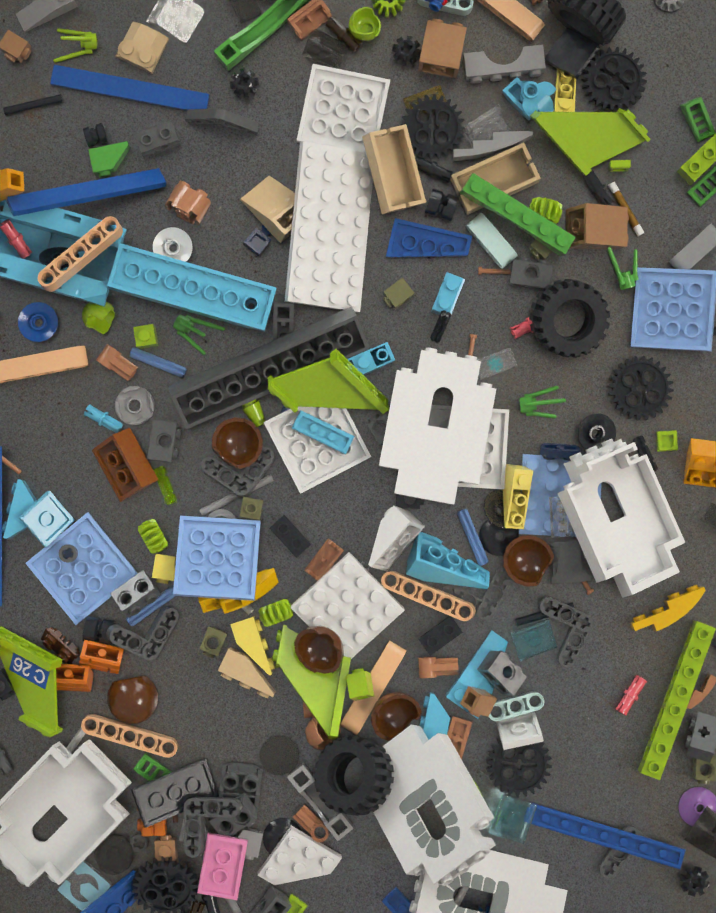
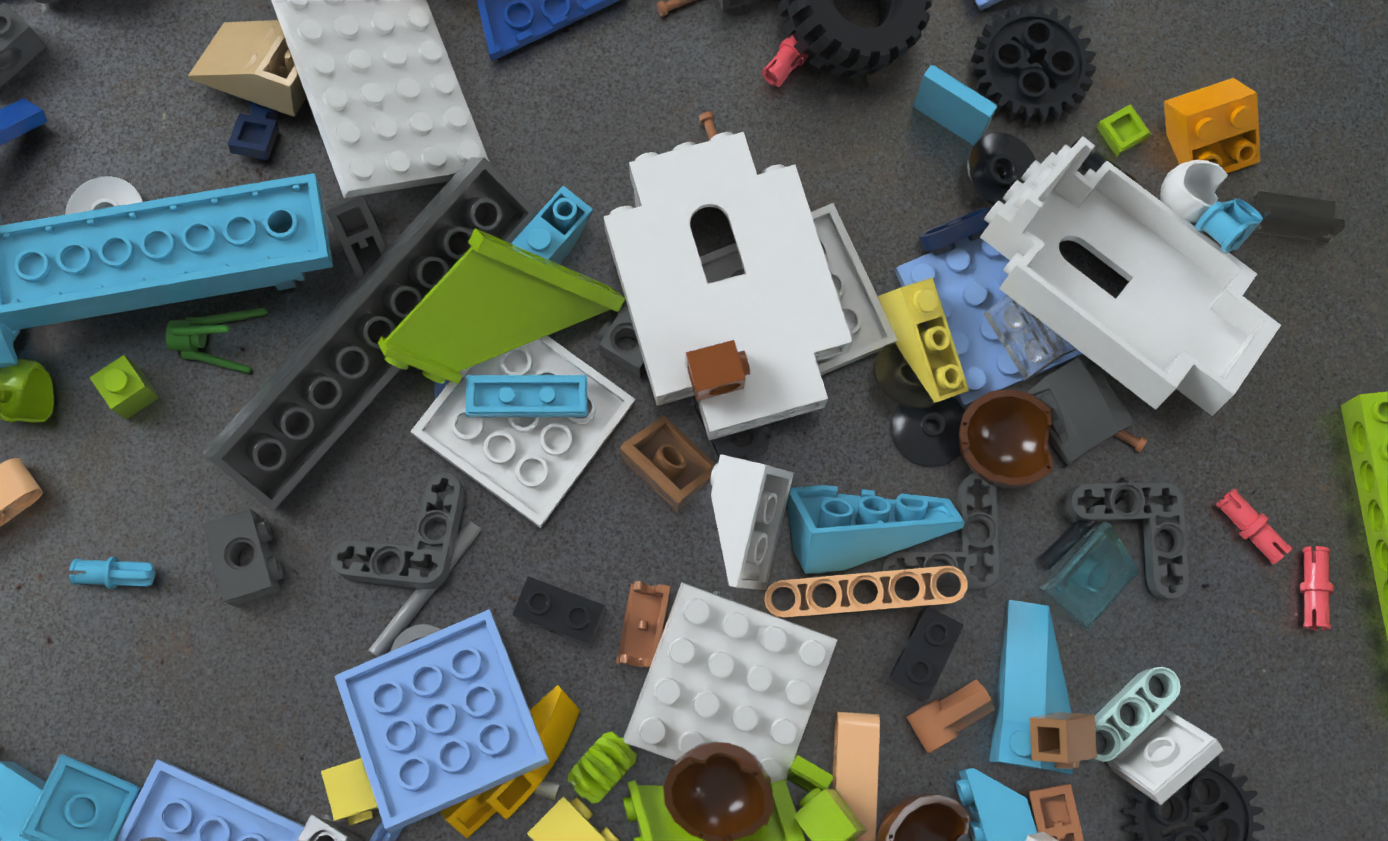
camera: 30 degrees left, 10 degrees down
(113, 360) = (83, 457): nougat piece -> none
(124, 464) = (189, 634): dark orange slope -> none
(146, 410) = (178, 538): light grey tile -> none
(152, 536) = (301, 741): lime gear -> none
(158, 362) = (169, 424): medium blue axle -> none
(165, 485) = (284, 637): clear neon green axle -> none
(188, 203) = (97, 124): nougat brick -> none
(237, 442) = (378, 489): reddish brown cylinder -> none
(251, 508) = (463, 596): olive brick -> none
(254, 412) = (385, 424): lime cone -> none
(362, 661) = (808, 775): none -> lime tile
(373, 492) = (668, 462): none -> medium nougat slope
(398, 294) = (542, 105): olive brick -> none
(410, 468) = (717, 370): none -> dark orange brick
(440, 326) = (642, 119): black axle -> none
(448, 293) = (629, 67): medium azure brick -> none
(472, 537) = (887, 452): medium blue axle -> none
(492, 668) = (1073, 664): flat silver brick -> none
(496, 363) = (774, 137): clear tile -> none
(528, 403) = (861, 177): bright green plant -> none
(589, 392) = (954, 105): none -> medium azure tile
(619, 653) = (1253, 526): none -> coral pin
(676, 607) = (1302, 403): yellow slope -> none
(678, 489) = (1192, 188): none -> white hair
(686, 513) = (1229, 223): none -> medium azure piece

